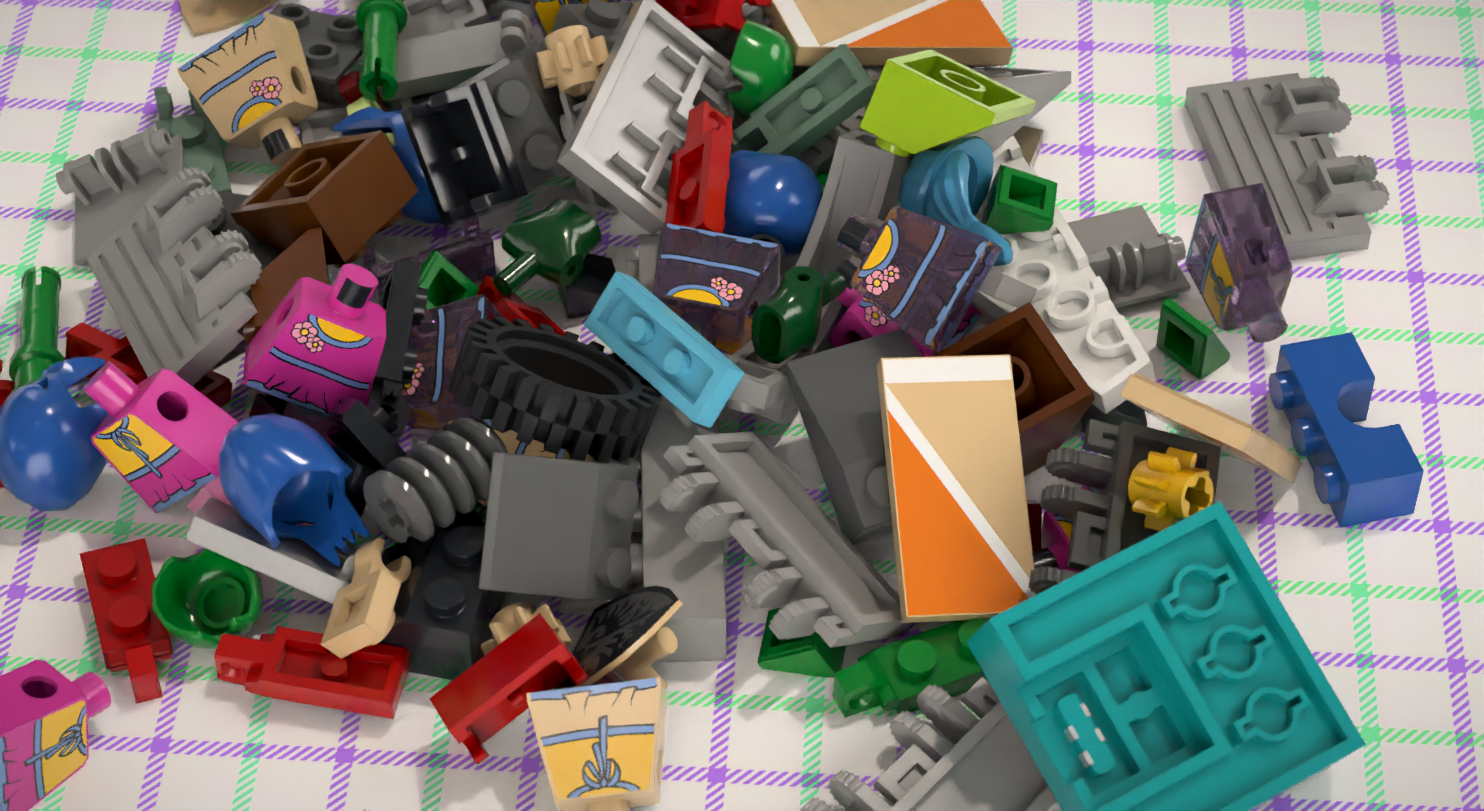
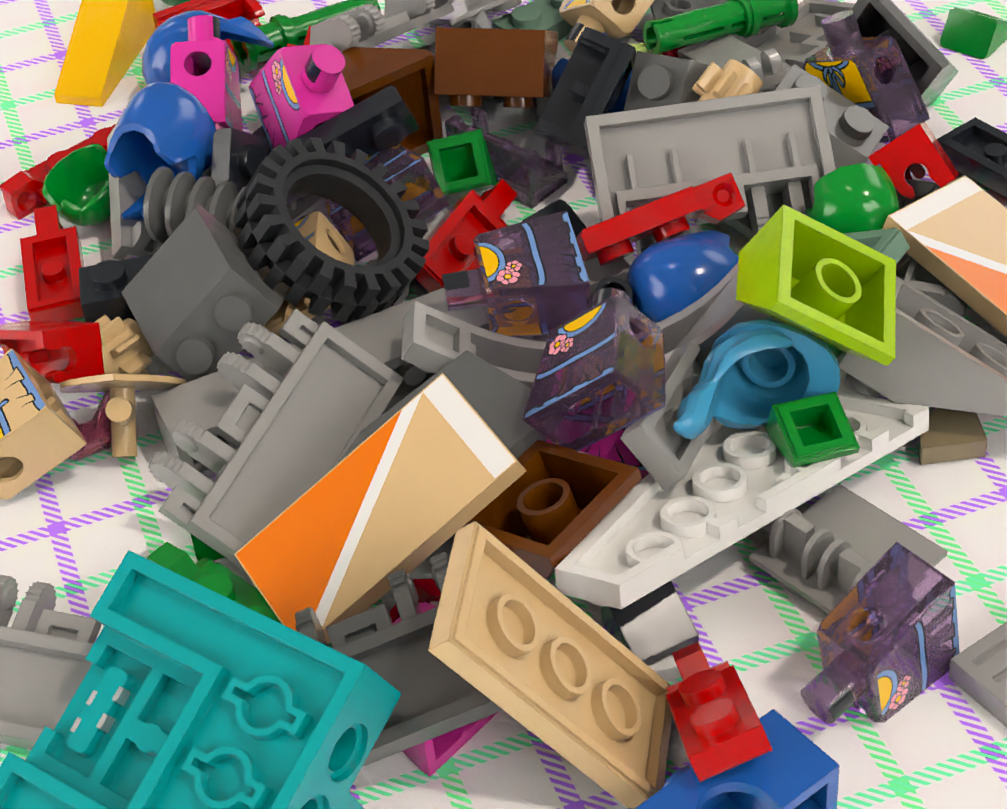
camera: 70 degrees right, 5 degrees down
(365, 607) = (93, 244): tan plate -> none
(547, 246) = (540, 188): dark green piece -> none
(664, 349) = (414, 270): medium azure plate -> none
(793, 315) = (519, 328): dark green piece -> none
(1169, 488) = (407, 658): yellow gear -> none
(1189, 341) = (775, 653): green slope -> none
(1266, 378) = (714, 714): none -> red hinge

